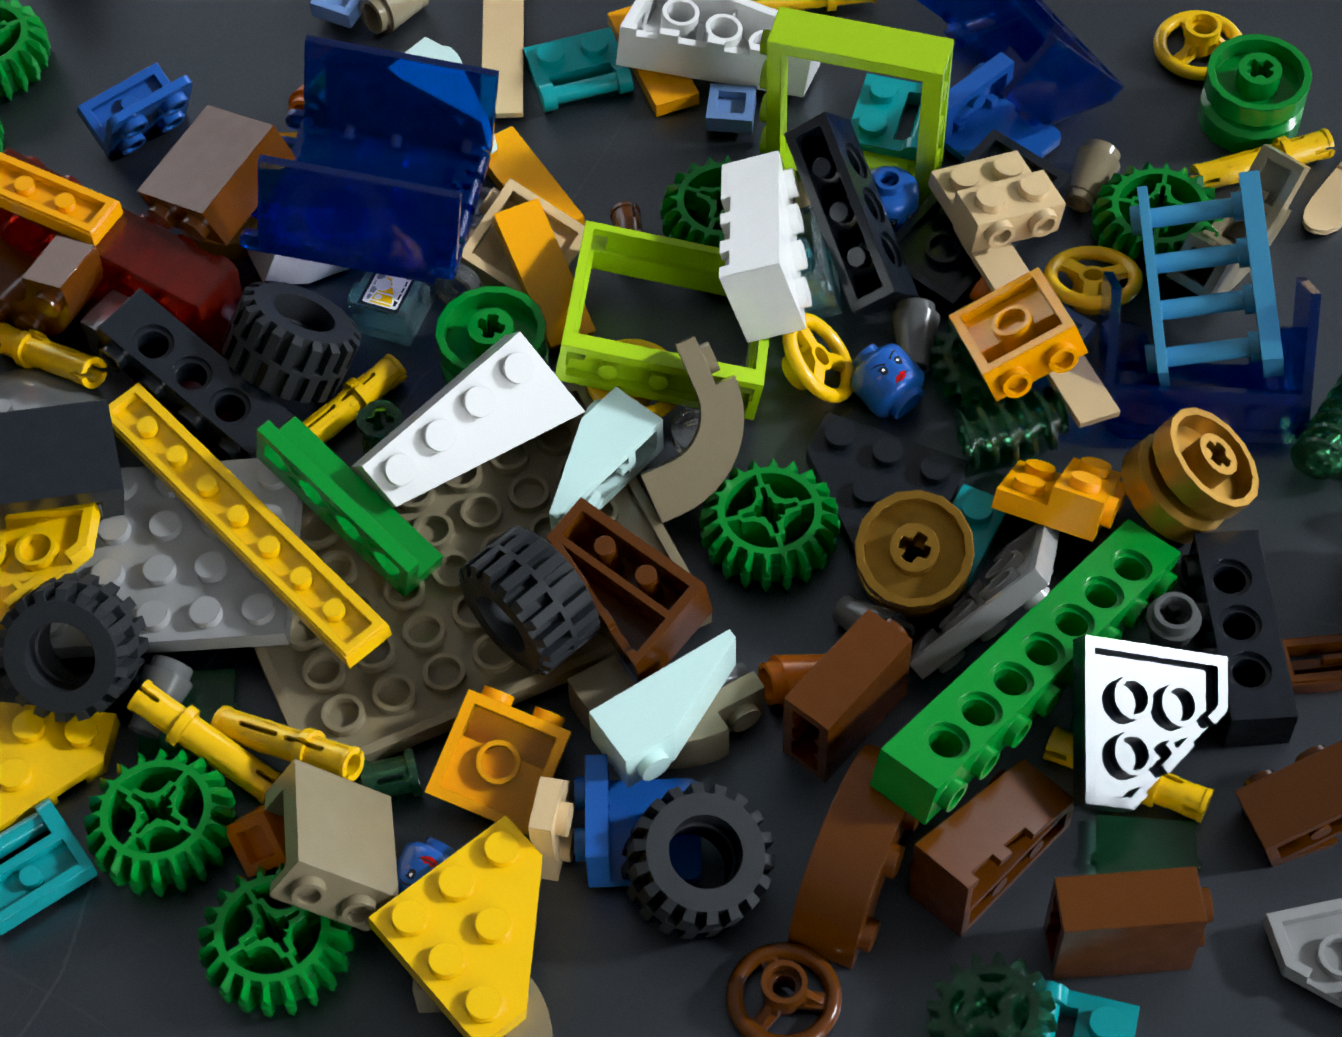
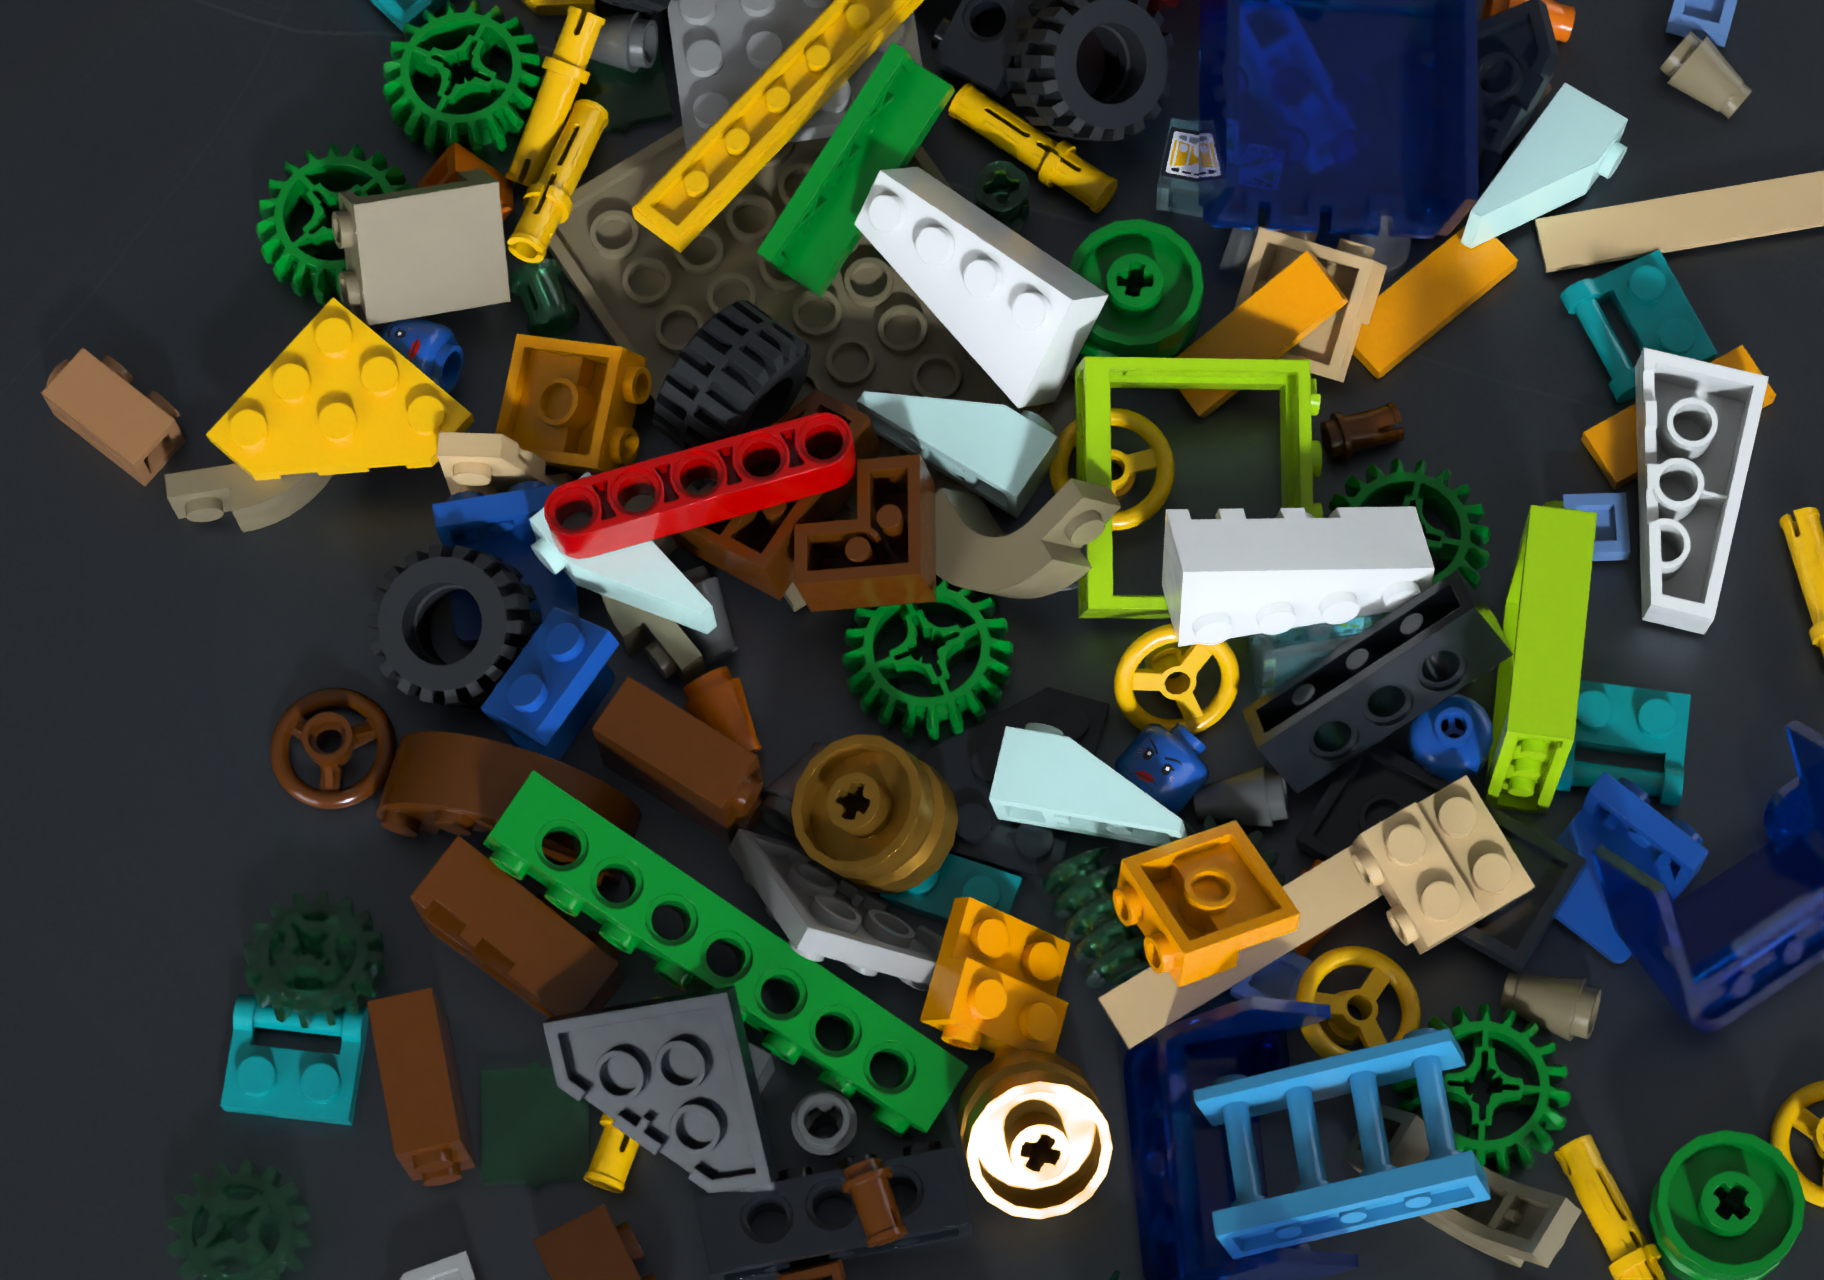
camera: 85 degrees right, 15 degrees up
(633, 631) = (670, 475): none -> red beam
(692, 502) = (883, 553): none -> reddish brown brick
(772, 768) = (553, 684): none -> blue bracket
(907, 418) = (1064, 787): none -> light aqua slope
(1235, 584) = (874, 1201): none -> reddish brown pin

